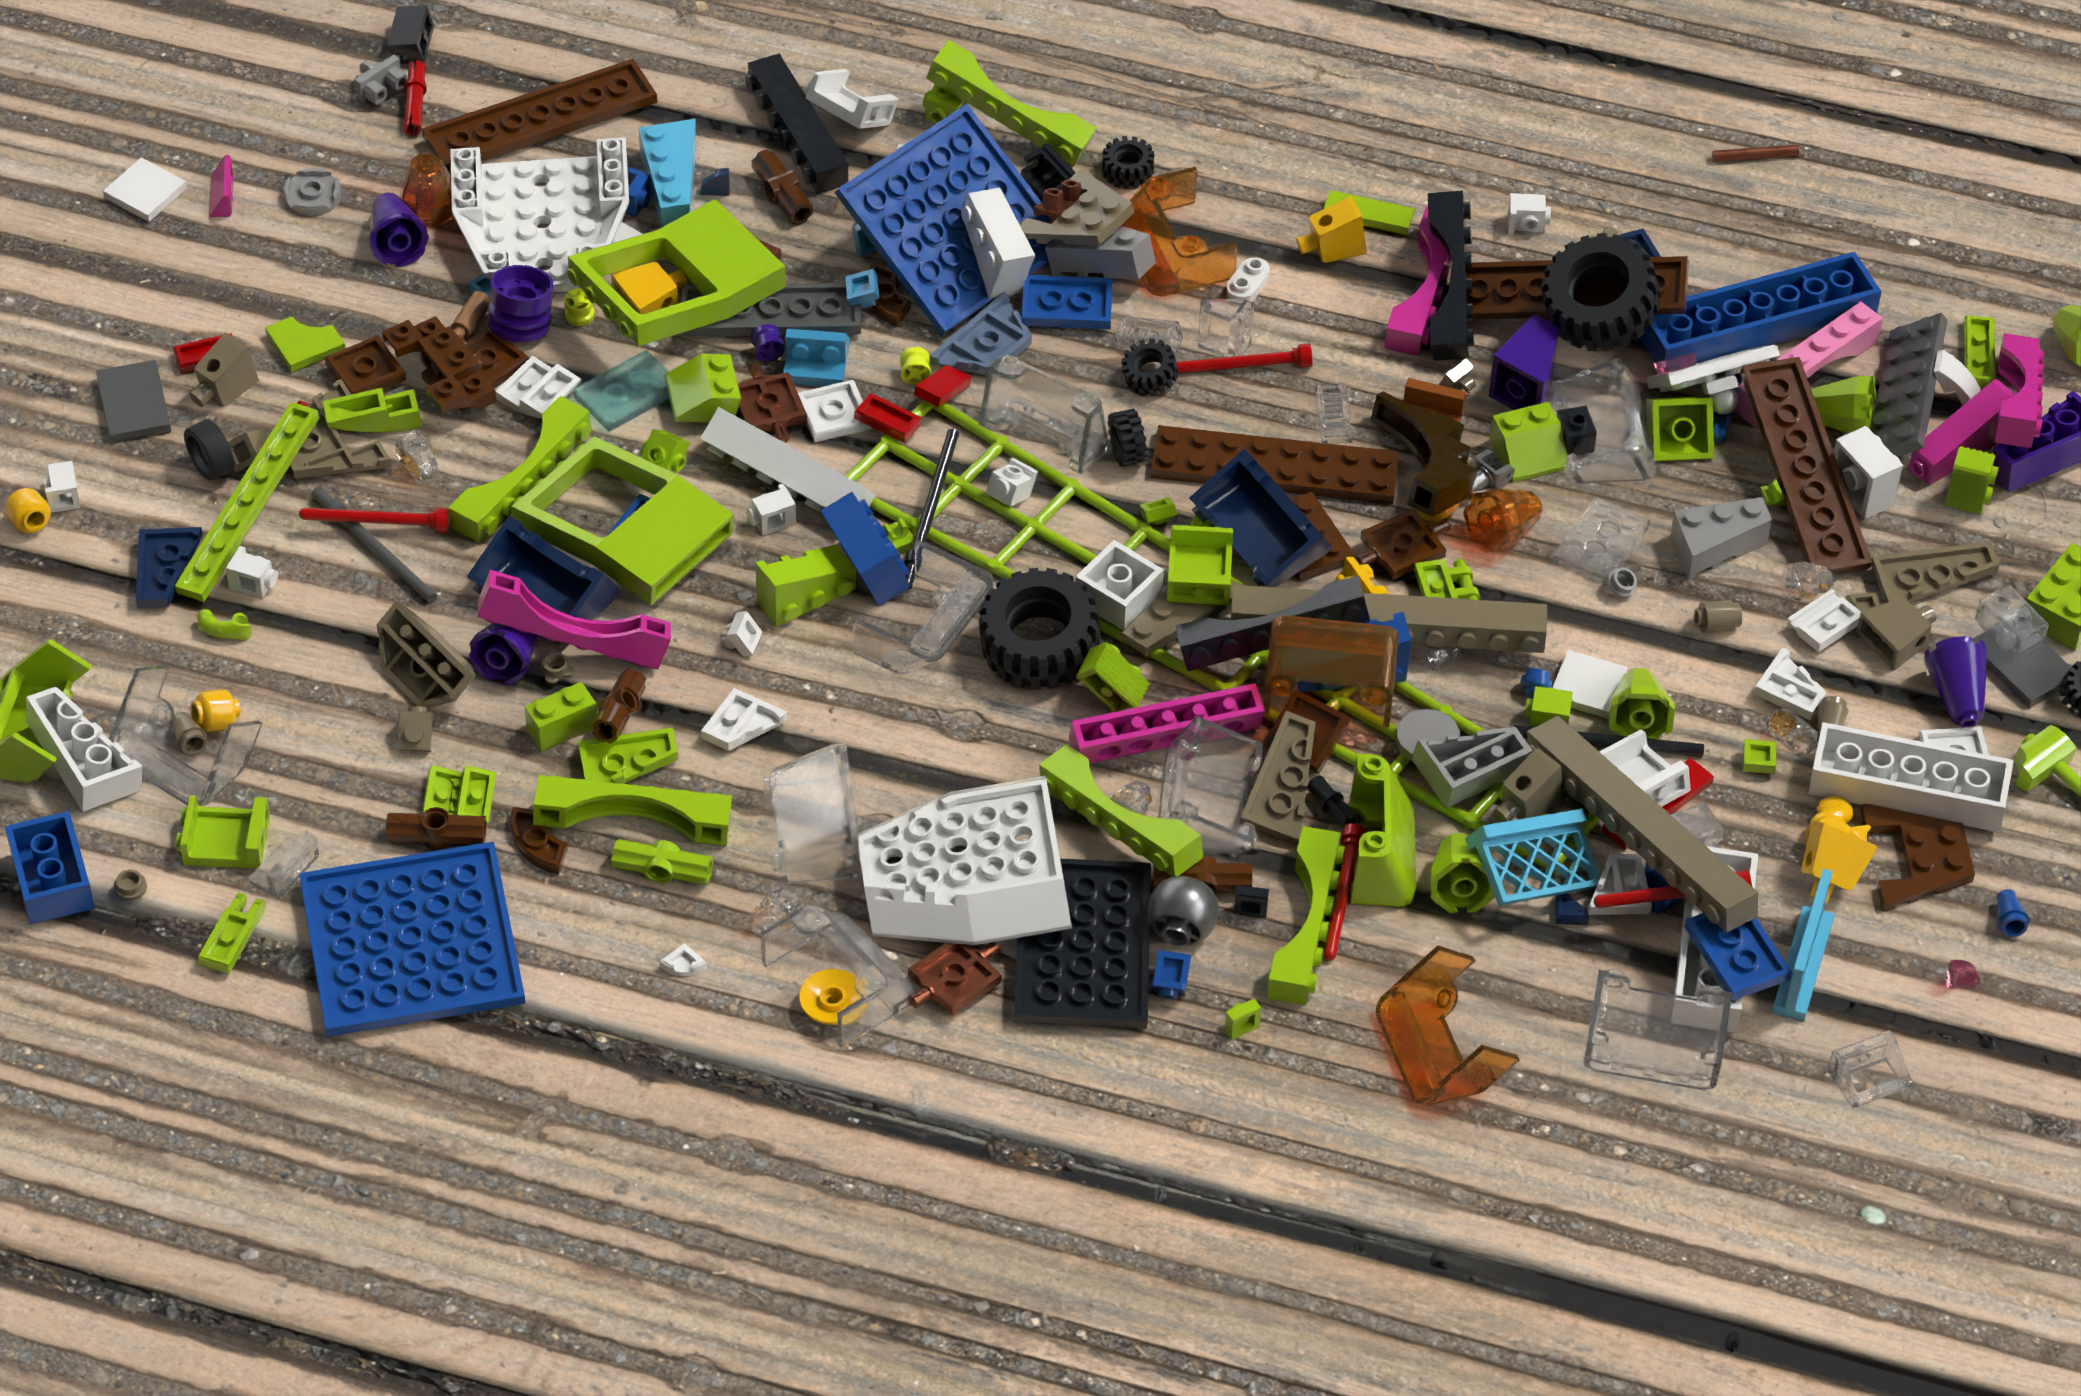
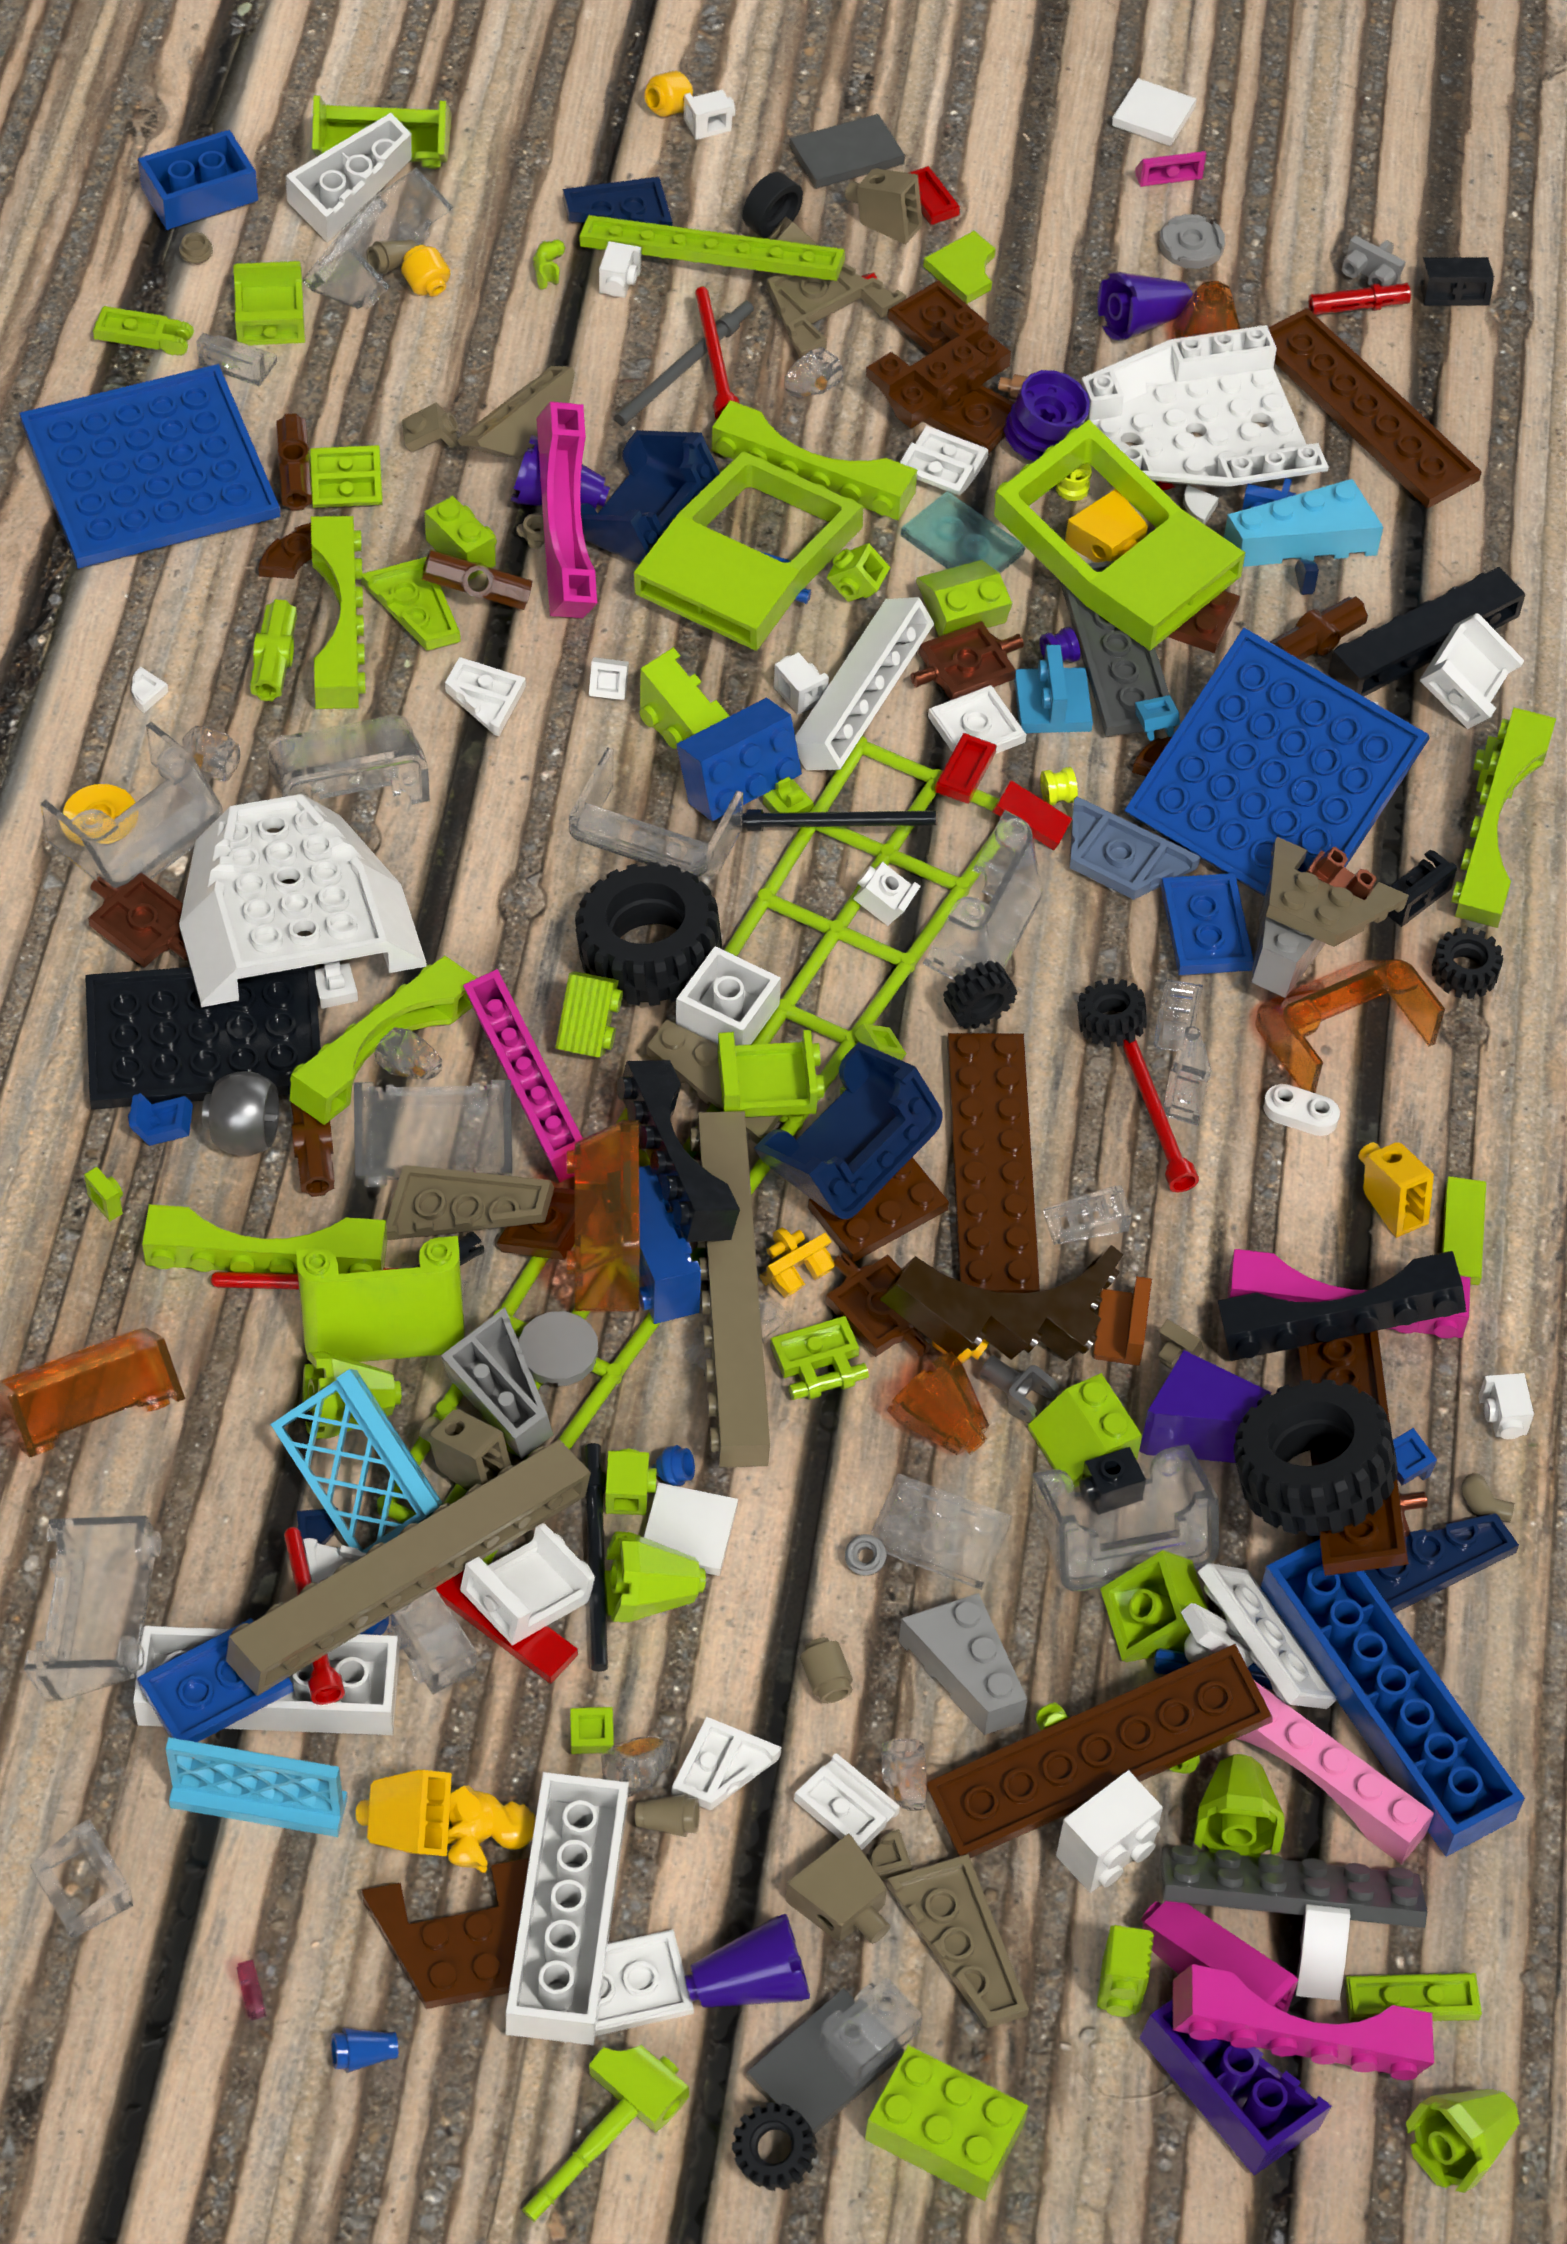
camera: 80 degrees right, 5 degrees up
(373, 411) = (864, 323): lime slope -> none
(997, 242) = (1248, 814): white wedge -> none
(1251, 901) = (279, 1188): black tile -> none
(1675, 363) = (1256, 1587): clear pink tile -> none

